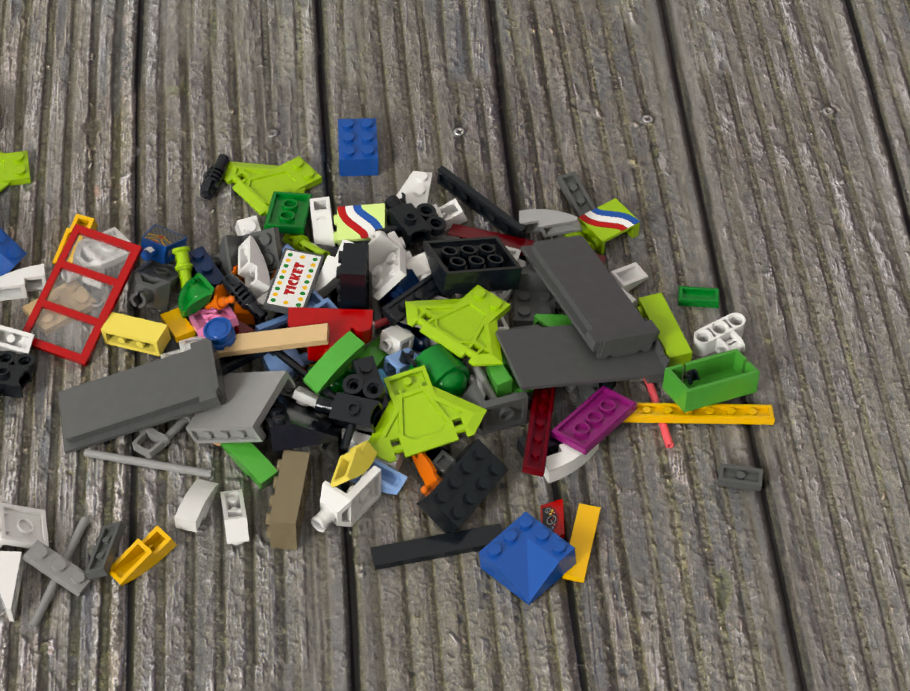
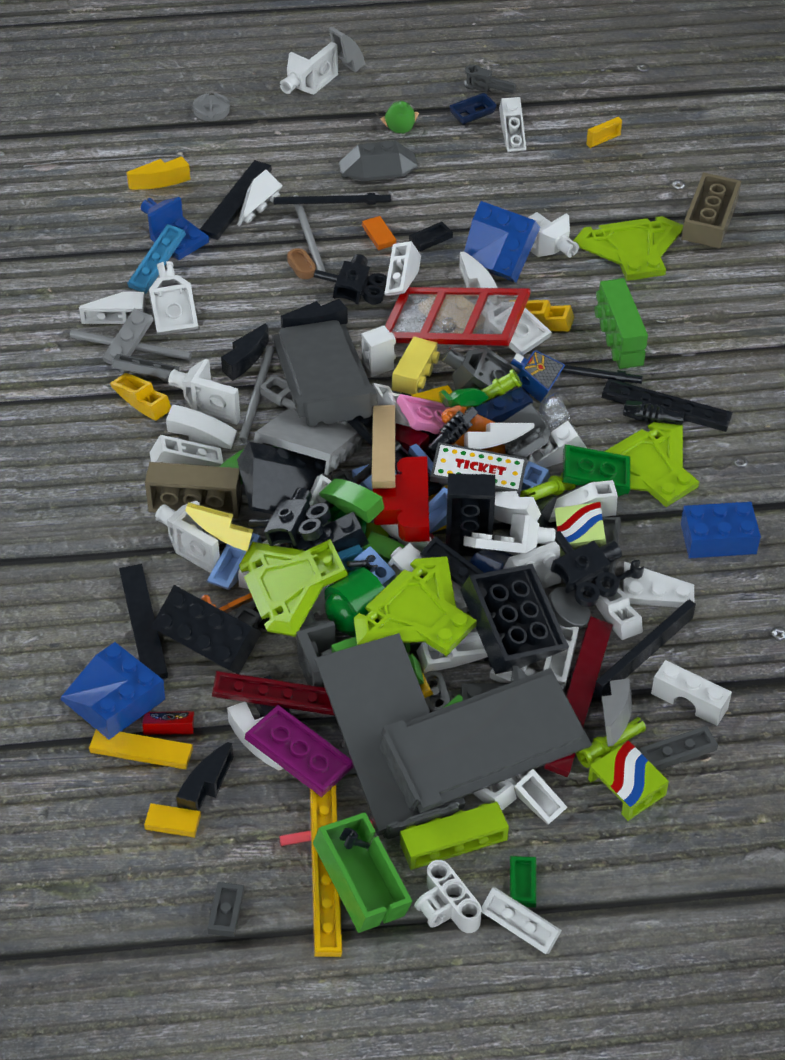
camera: 90 degrees right, 0 degrees up
(49, 410) = (316, 313): none -> black slope
(93, 468) = (245, 352): none -> black slope
(106, 180) = (621, 323): none -> bright green piece
(116, 353) = (378, 350): none -> white brick
(155, 499) = (205, 395): none -> white plate
(163, 196) = (620, 375): none -> black bar
(193, 180) = (694, 411): none -> black tile
(211, 235) = (554, 411): none -> clear cylinder
(220, 332) = (390, 407): blue wheel -> none
(517, 188) = (708, 698): none -> white arch
(616, 491) = (205, 778): none -> black slope
(654, 517) = (172, 820): none -> yellow tile
(737, 295) = (520, 920): none -> white plate

